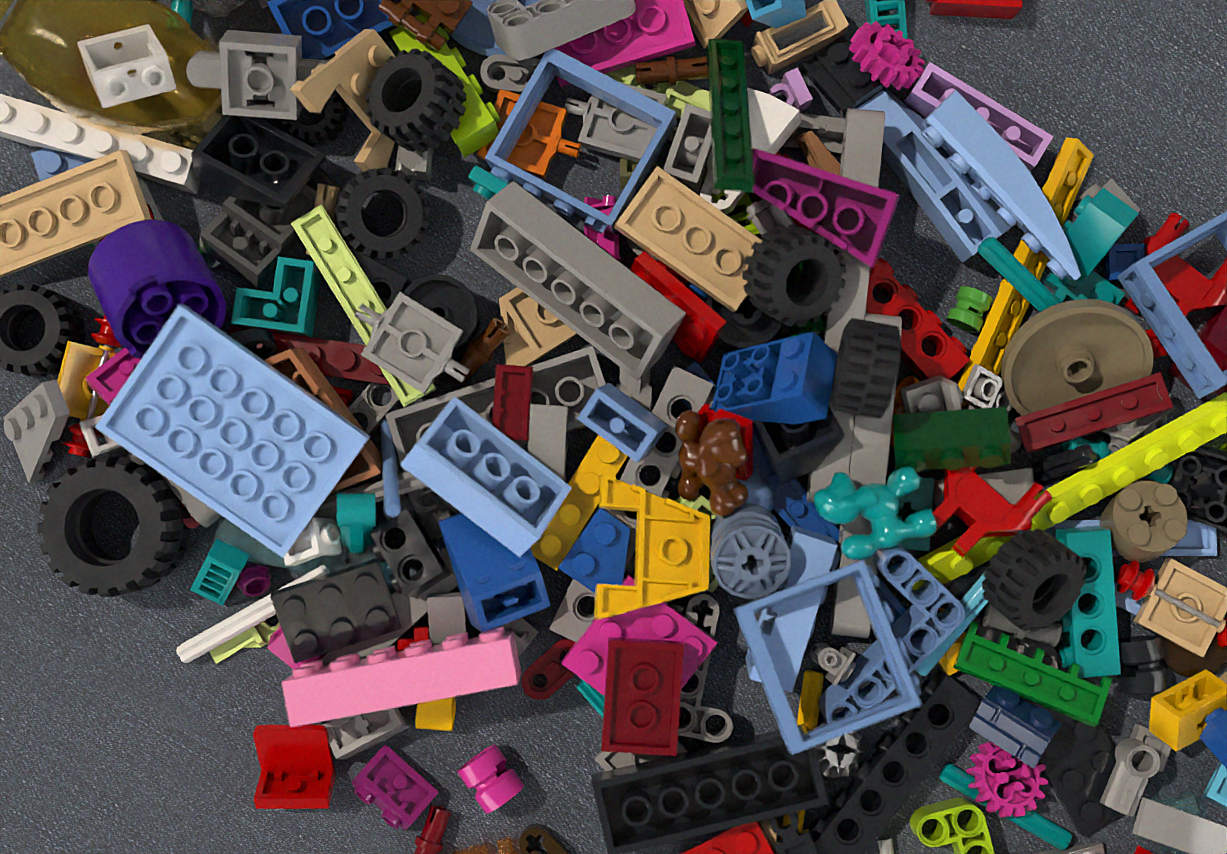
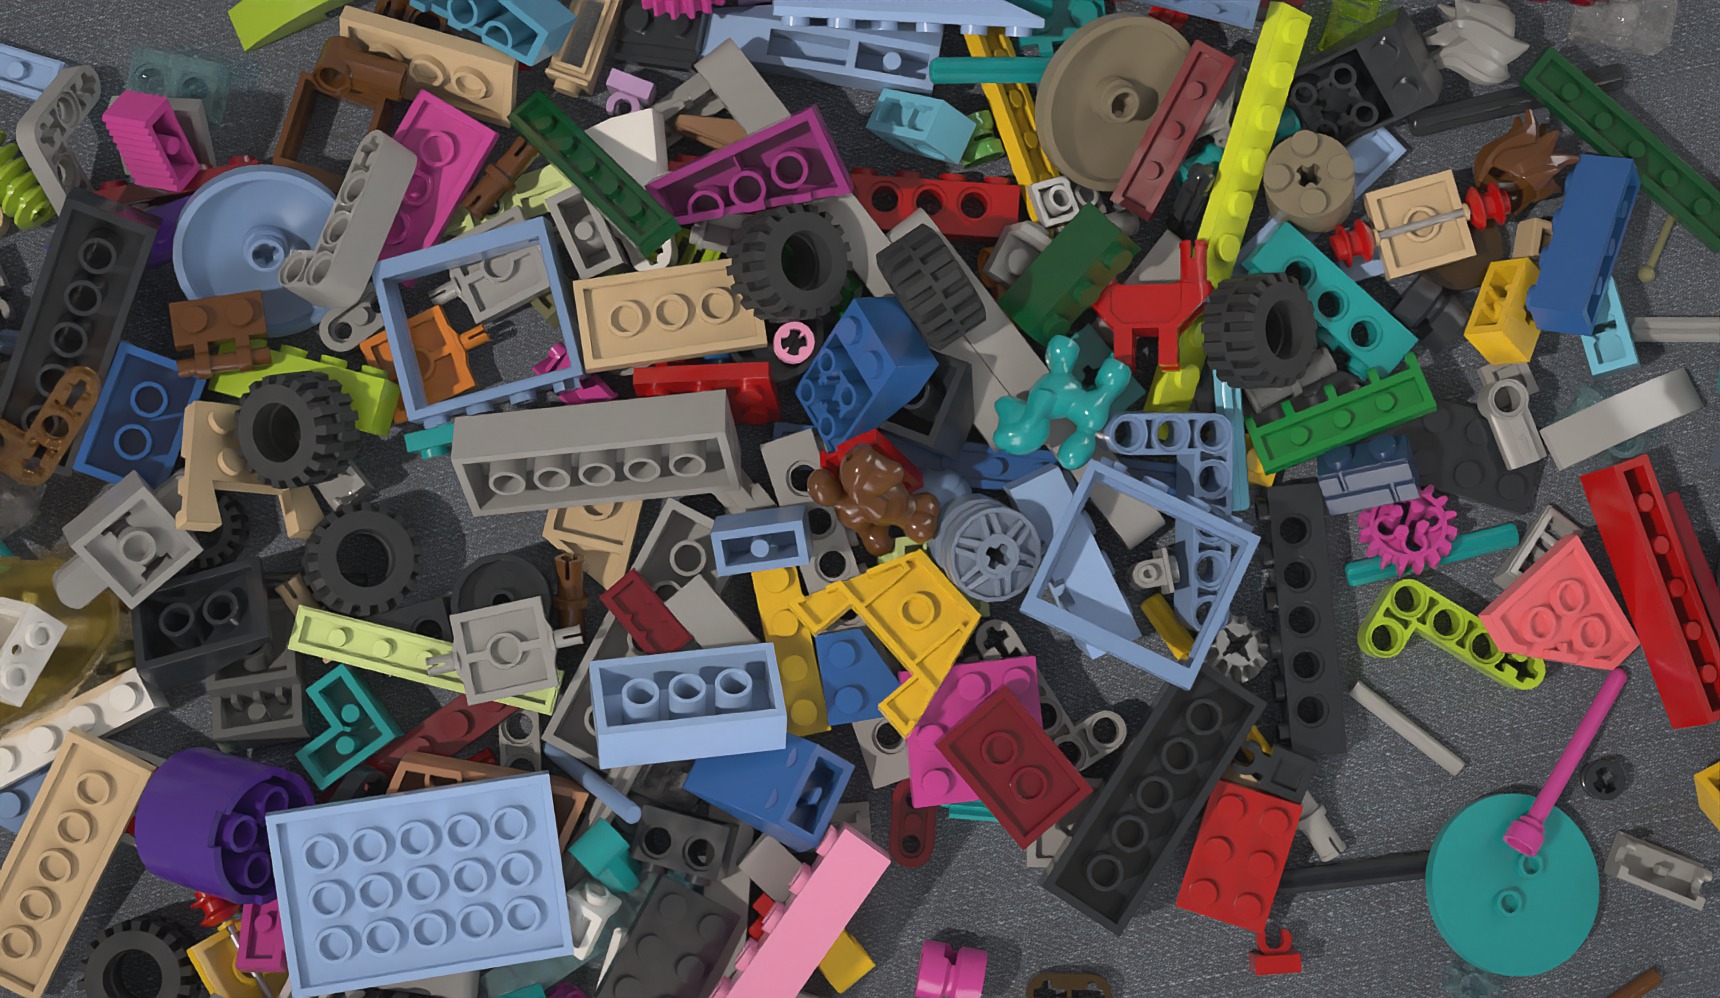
camera: 45 degrees left, 0 degrees up
(750, 313) = (803, 352): none -> bright pink bush
(946, 270) = (921, 125): none -> medium azure brick

